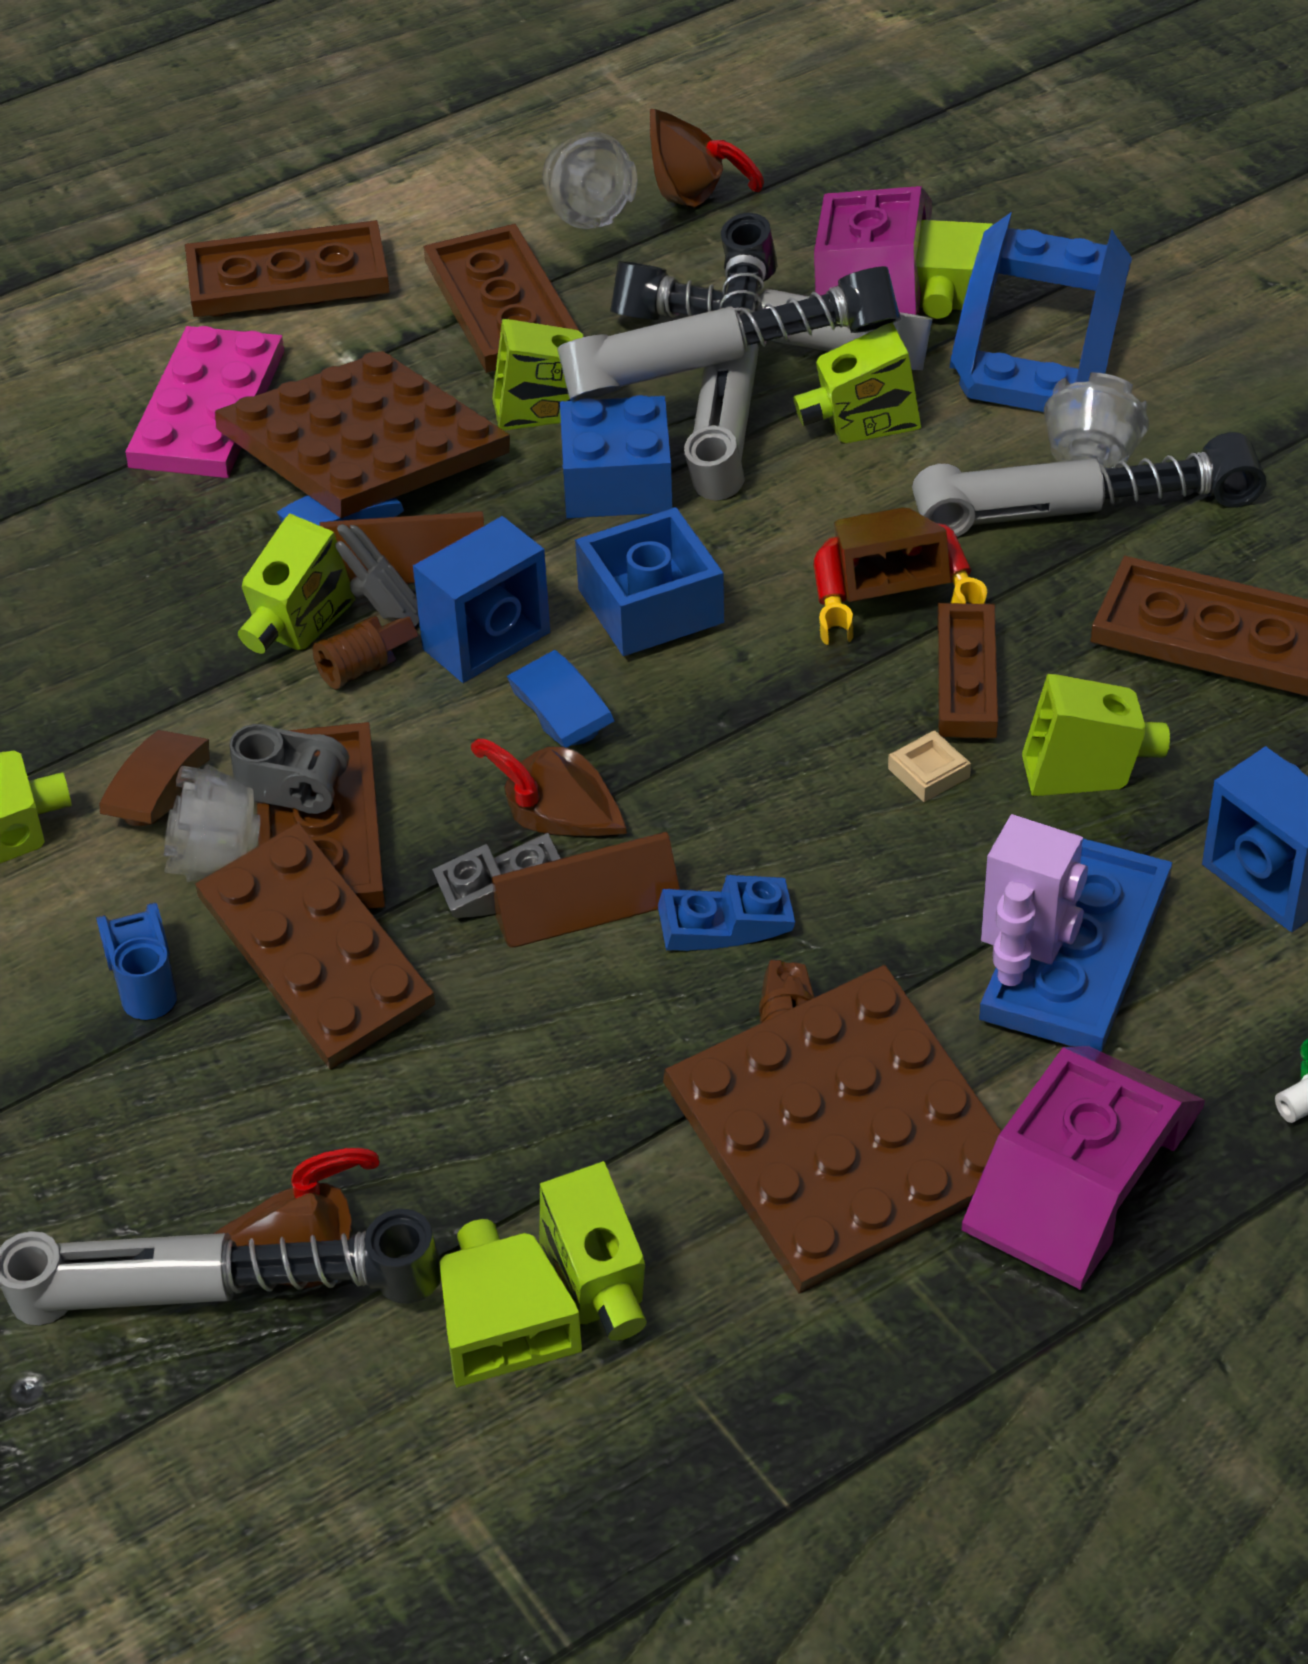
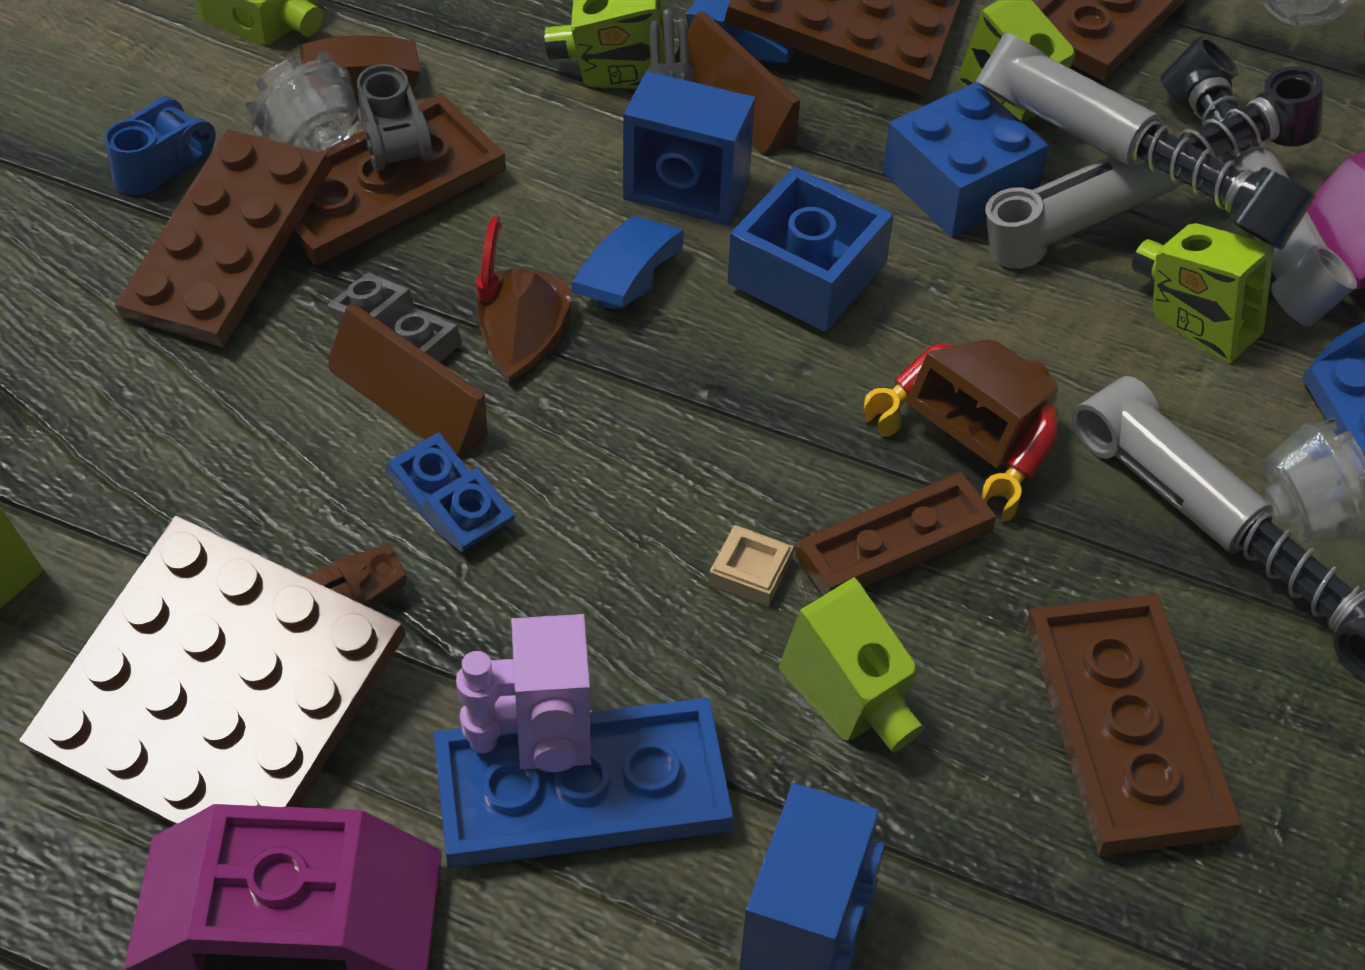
camera: 55 degrees right, 5 degrees up
(360, 649) = (588, 110): reddish brown hinge -> none

